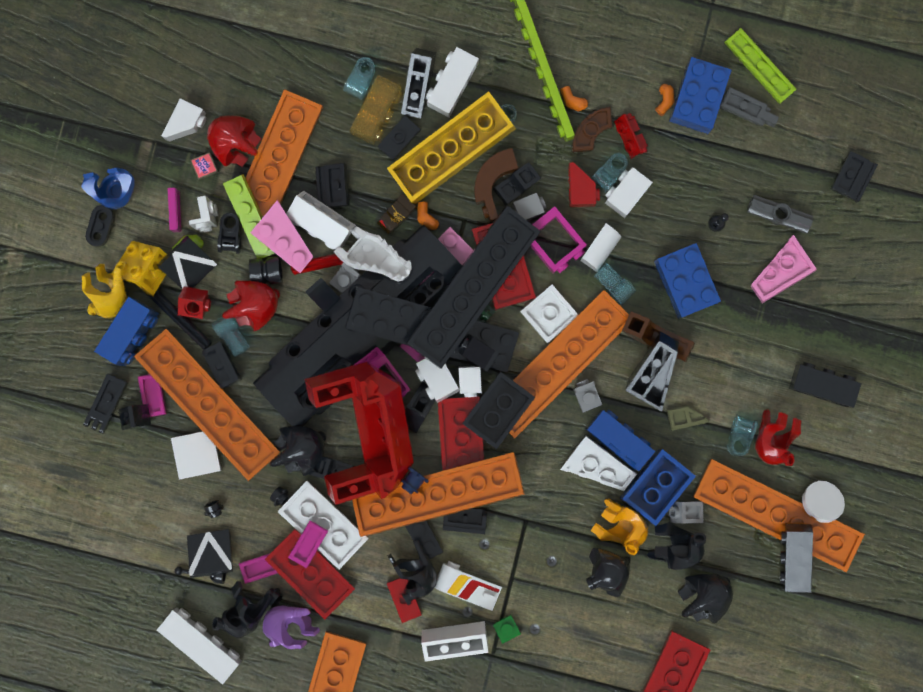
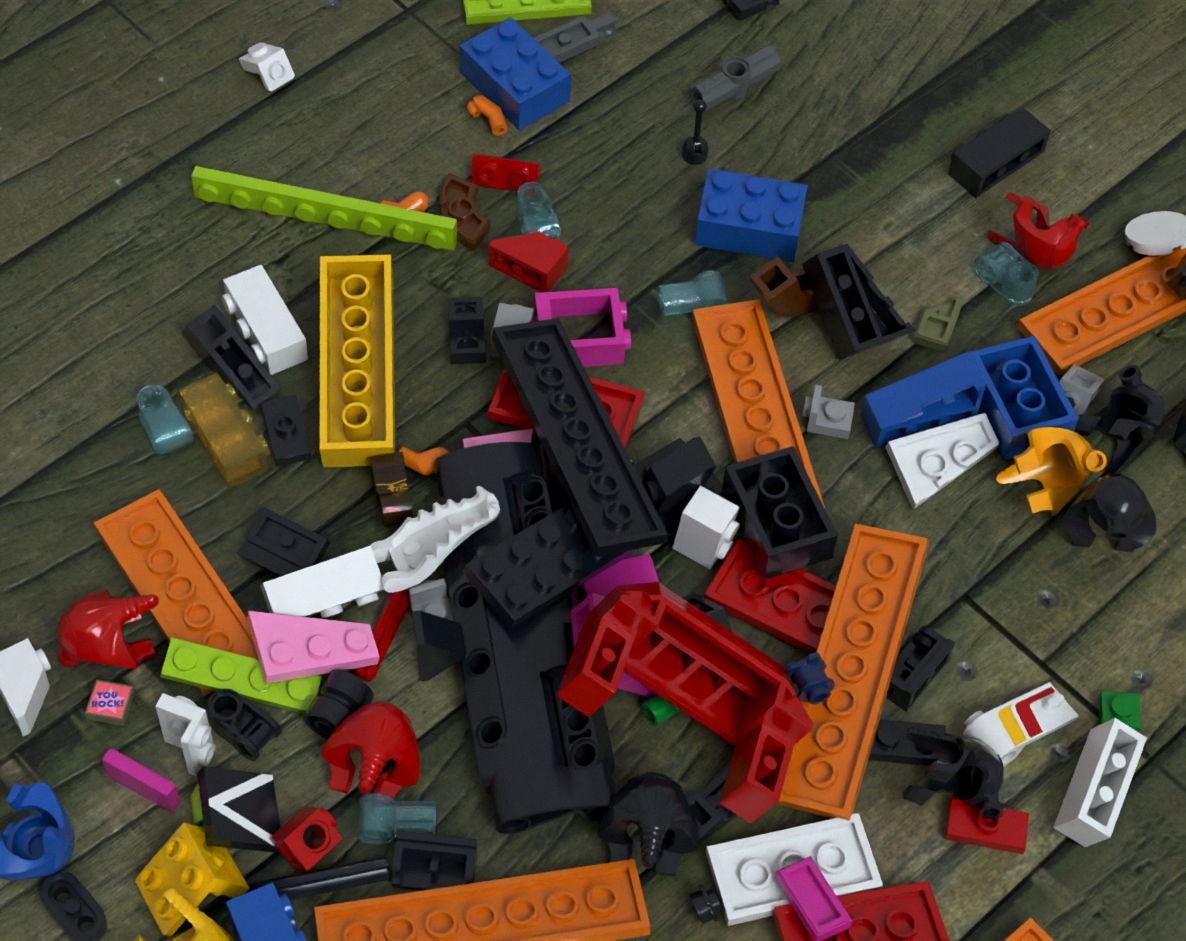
camera: 60 degrees left, 30 degrees down
(439, 381) = (678, 564): white brick -> none
(494, 168) = (436, 361): reddish brown arch -> none
(549, 313) = (678, 396): white tile -> none
(601, 247) = (626, 274): white brick -> none
(628, 192) = (580, 213): white brick -> none
(783, 271) = (812, 115): bright pink wing -> none

